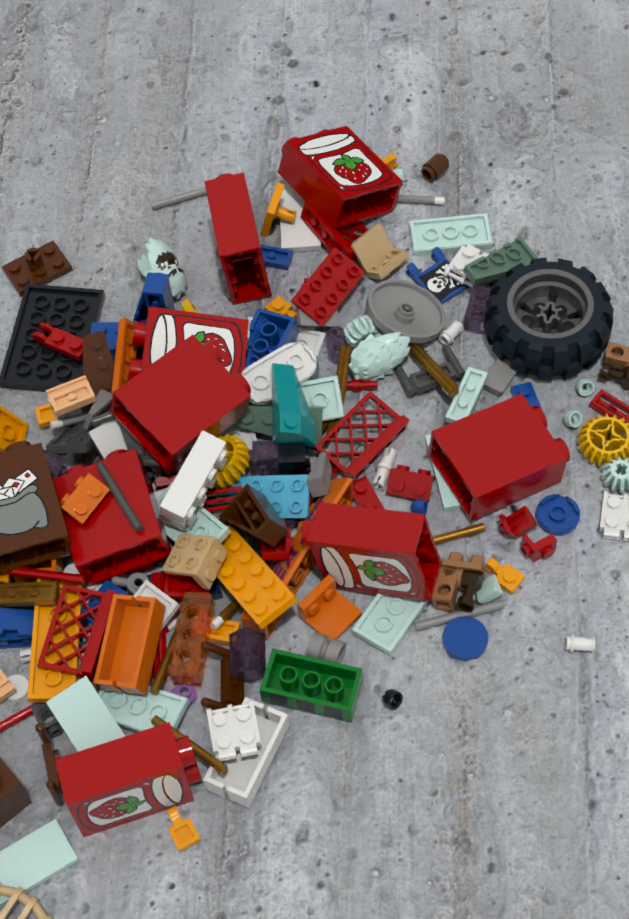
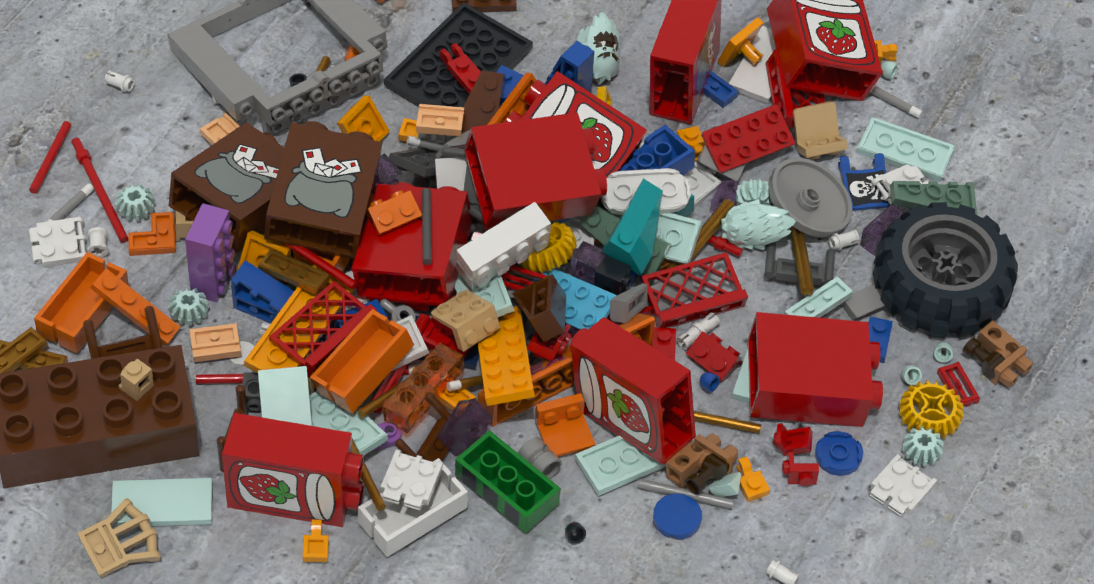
camera: 20 degrees right, 5 degrees down
(435, 167) = (931, 77): reddish brown brick -> none

